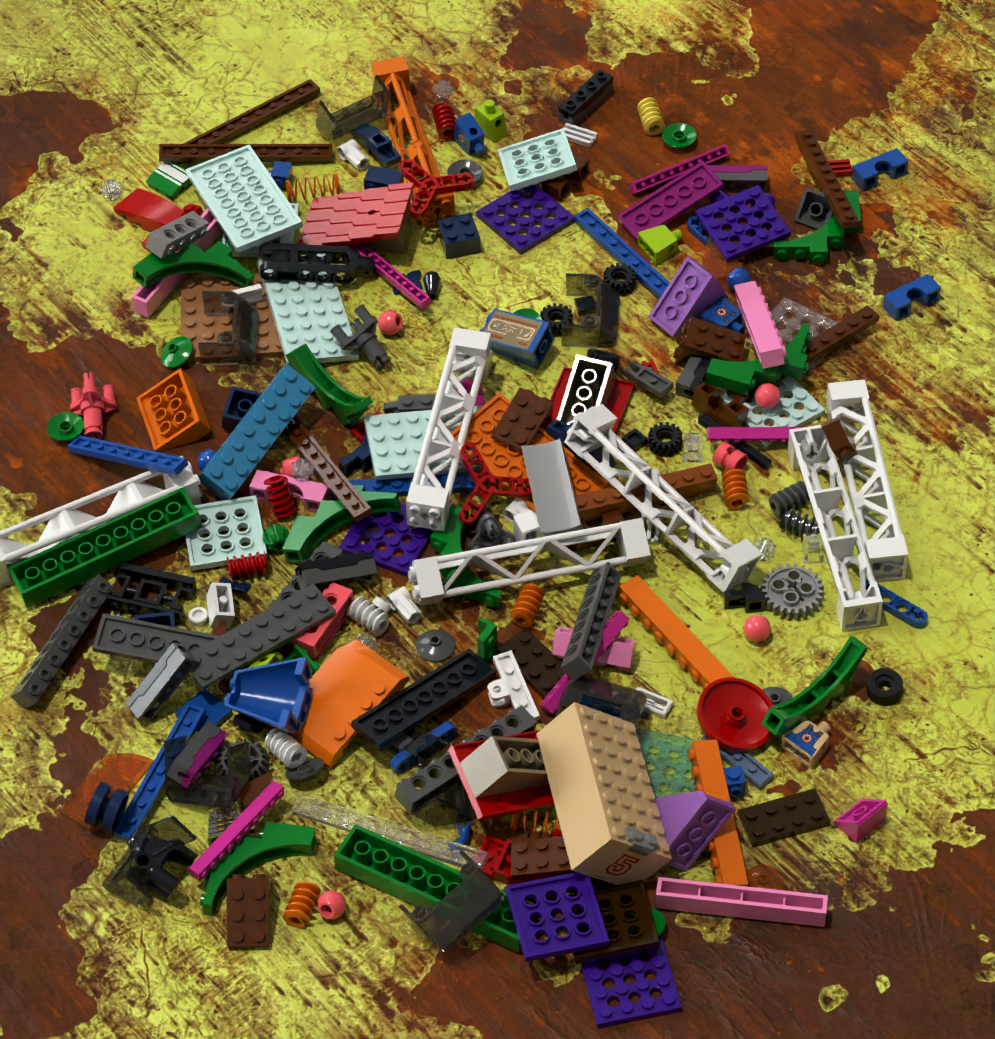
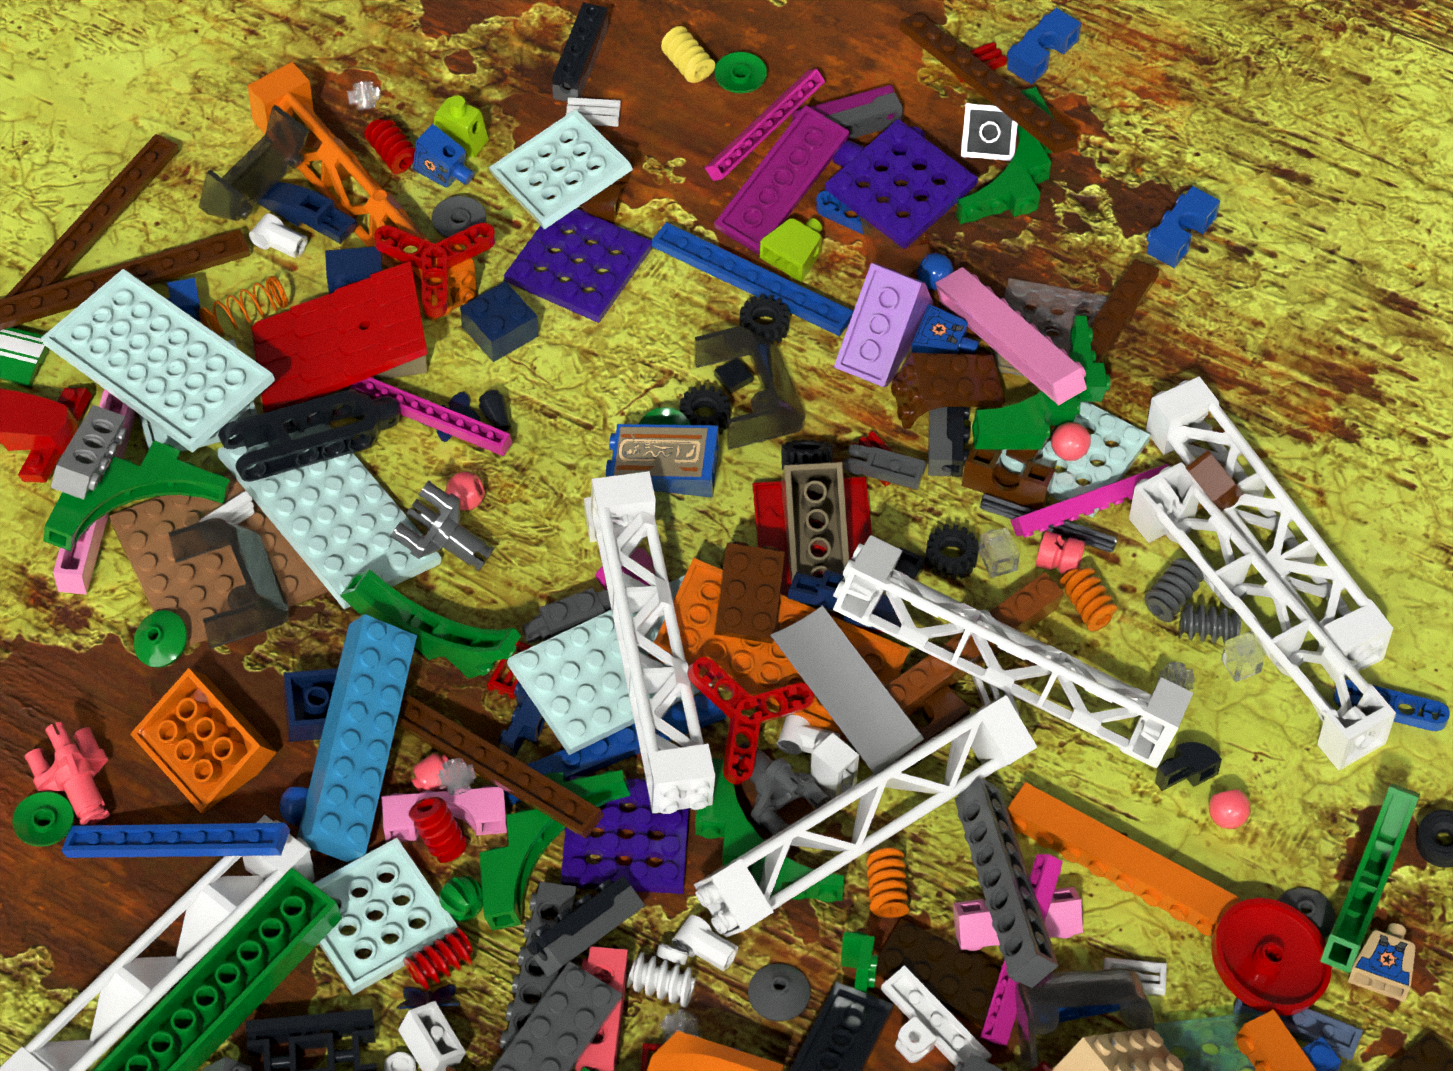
camera: 25 degrees left, 5 degrees up
(792, 590) = (1246, 731): light grey gear -> none

